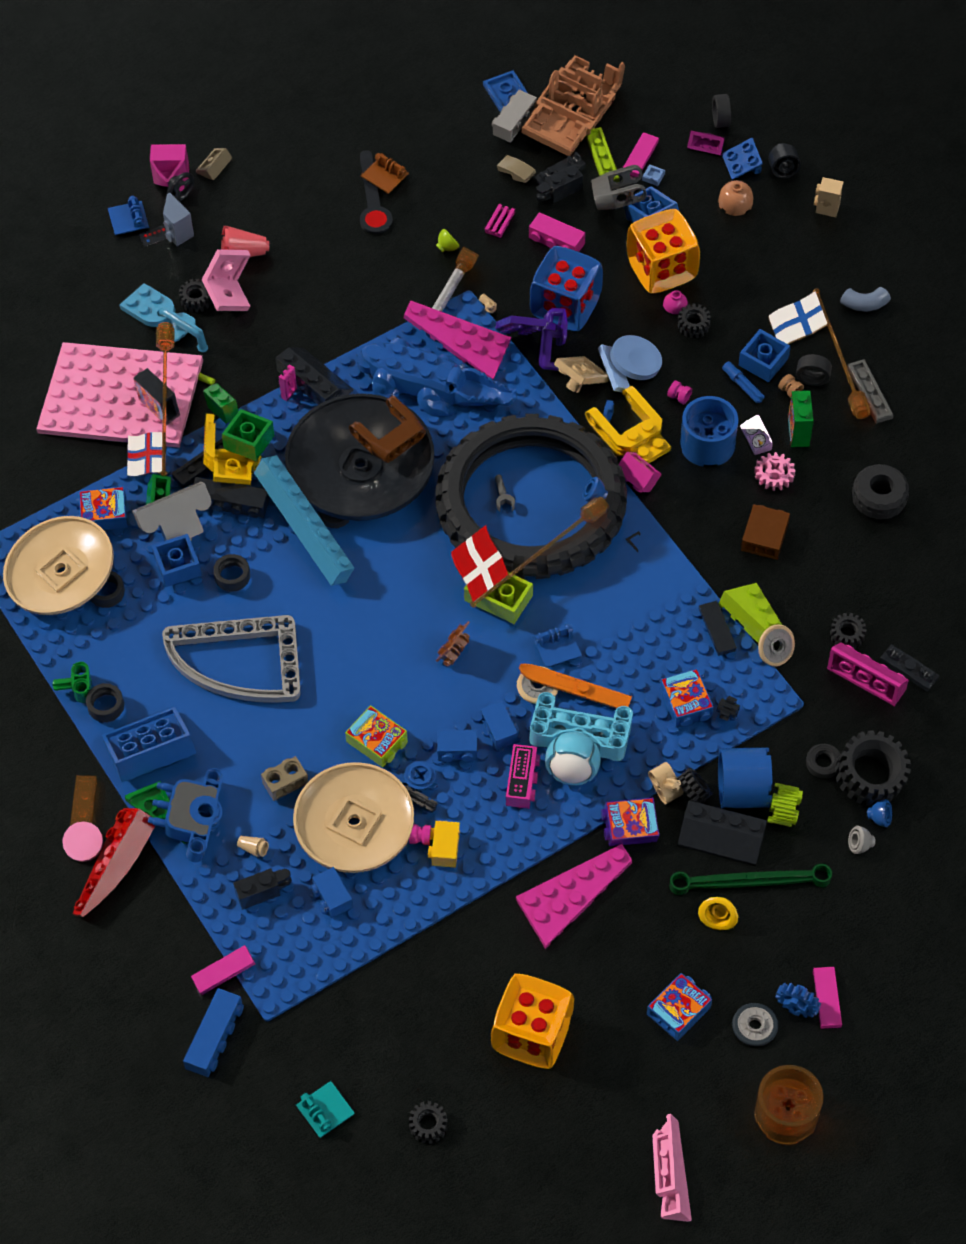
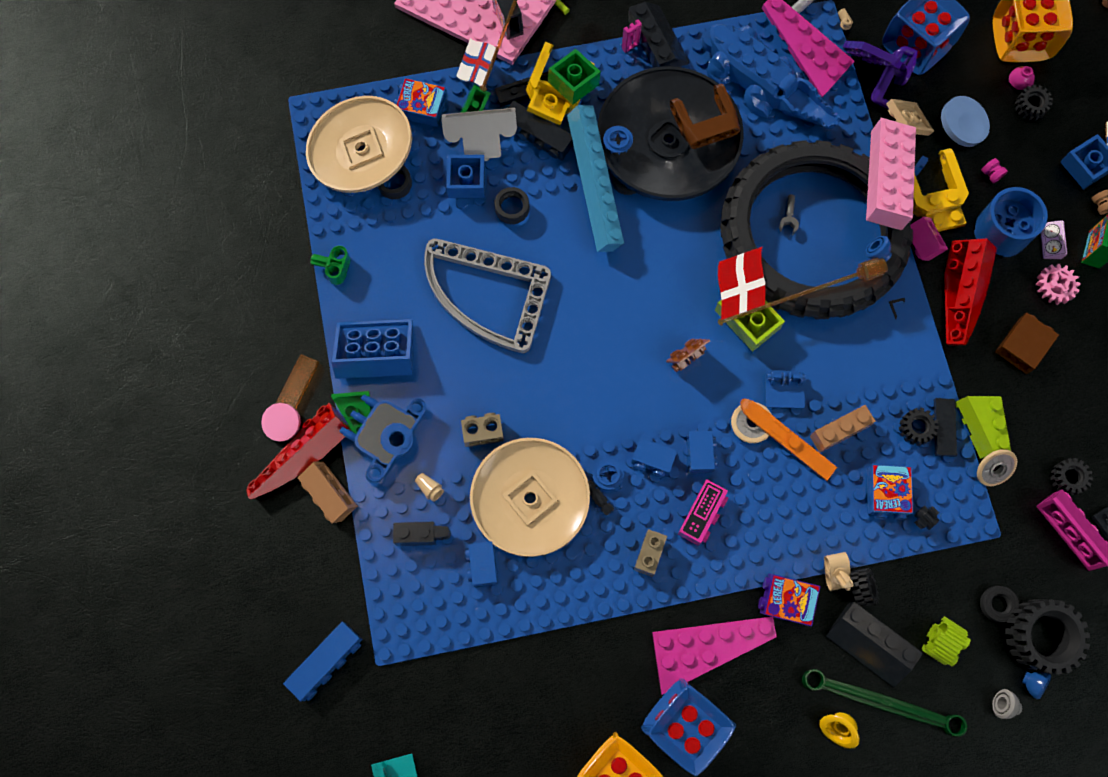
camera: 20 degrees right, 15 degrees up
(100, 690) = (342, 282): black tyre -> none
(155, 885) = (327, 492): none -> medium nougat brick
(221, 402) = (564, 34): green brick -> none
(223, 970) = (356, 601): dark pink tile -> none
(317, 472) = (623, 134): none -> blue gear
(376, 736) = (582, 420): brick -> none
(420, 834) = (586, 536): dark pink wheel -> none
(445, 843) = (605, 554): yellow brick -> none
(486, 827) = (650, 553): none -> dark tan brick
(577, 952) = (688, 727): none -> blue piece
(578, 739) = (765, 507): medium azure beam -> none
(580, 422) = (891, 174): none -> bright pink brick
(618, 380) = (939, 136): light blue tile -> none
(622, 660) = (842, 428): none -> medium nougat brick
(689, 644) = (926, 418): none -> black tyre
(691, 500) = (966, 286): none -> red wedge
(738, 377) = (1055, 173): blue axle -> none
(744, 778) = (917, 601): blue brick -> none

